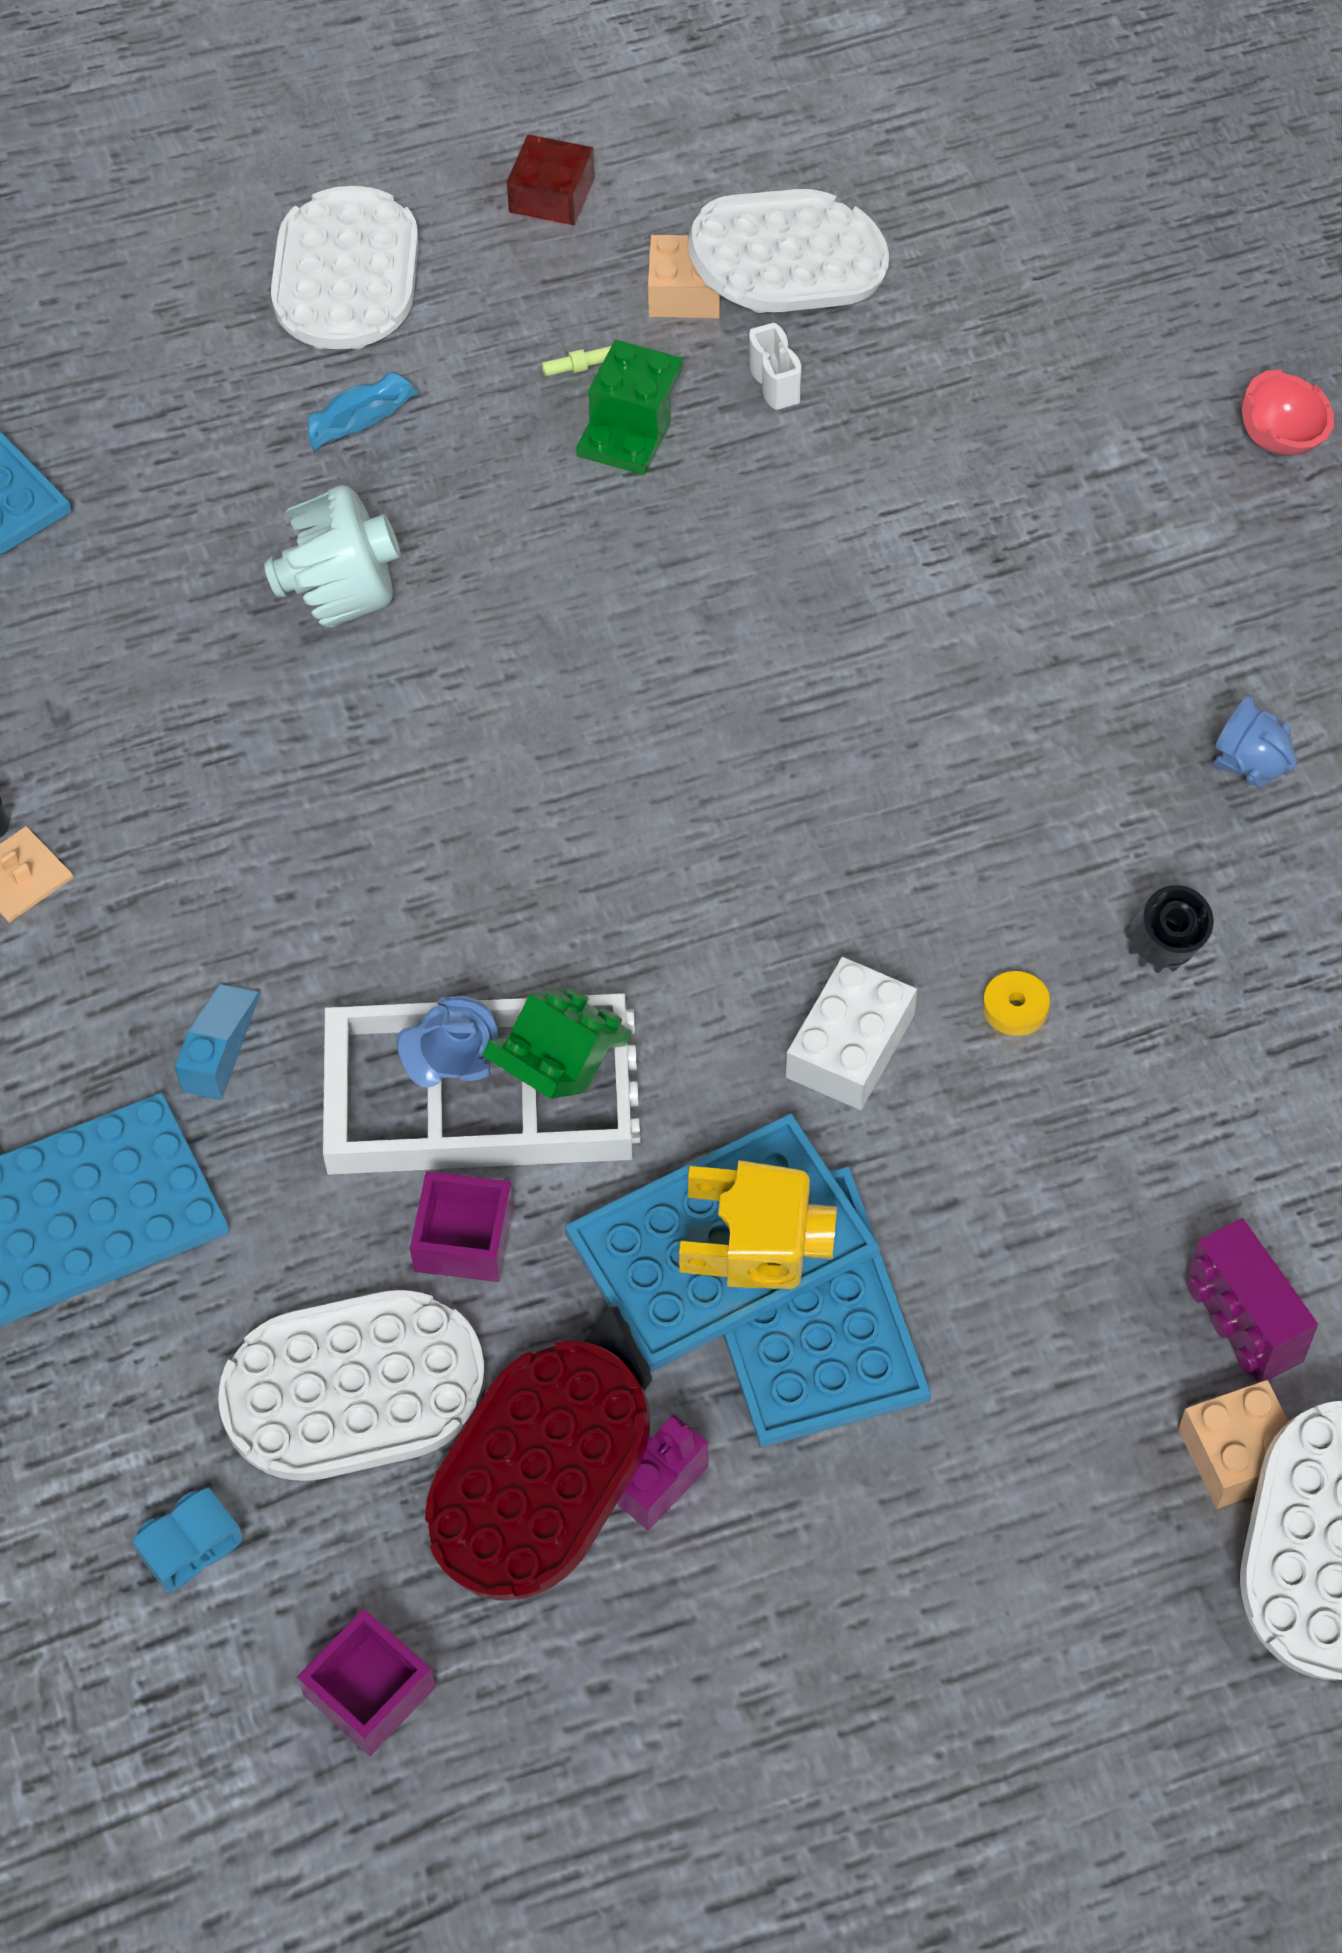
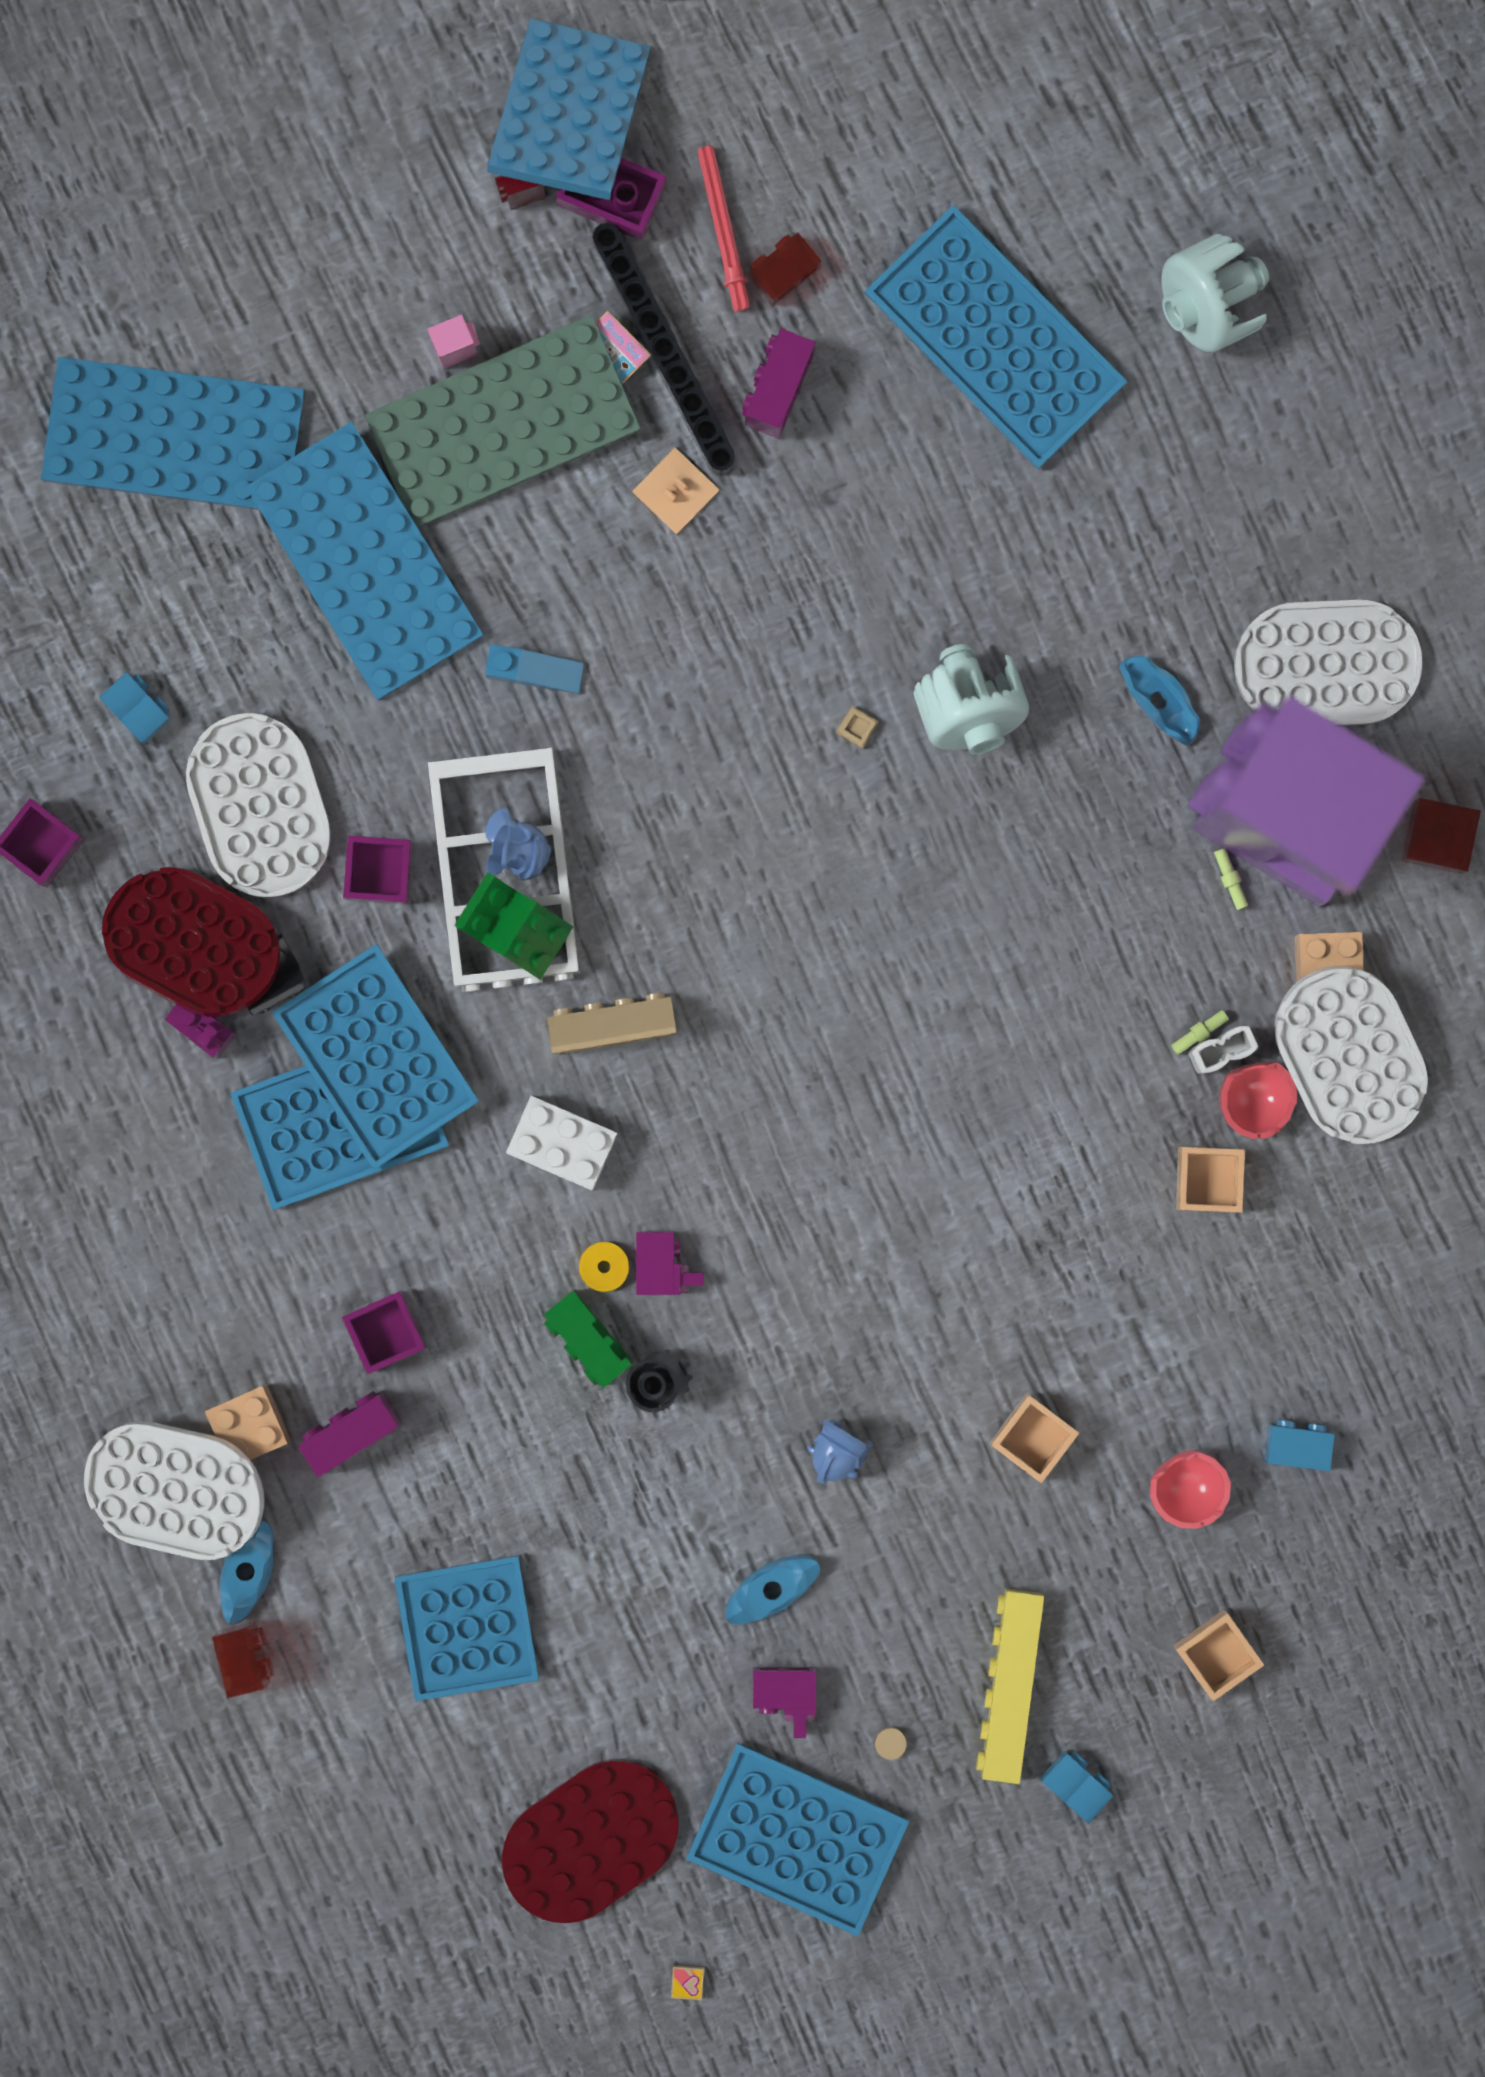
camera: 85 degrees right, 30 degrees up
(349, 700) = (857, 727): none -> tan tile
(474, 207) = (1302, 799): none -> medium lavender brick
(629, 407) = (1168, 928): green bracket -> none
(699, 964) = (611, 1025): none -> tan slope
(752, 396) = (1199, 1032): none -> yellowish green bar
(767, 1225) = (366, 1087): yellow piece -> none
(832, 337) = (1258, 1099): none -> coral cylinder
(925, 383) = (1210, 1179): none -> light nougat piece
(1017, 936) = (656, 1267): none -> magenta hinge
(1105, 1254) = (384, 1332): none -> magenta piece
(1119, 1013) = (587, 1339): none -> green wedge
(1231, 557) = (1034, 1438): none -> light nougat piece
(1233, 328) = (1299, 1446): none -> dark azure brick

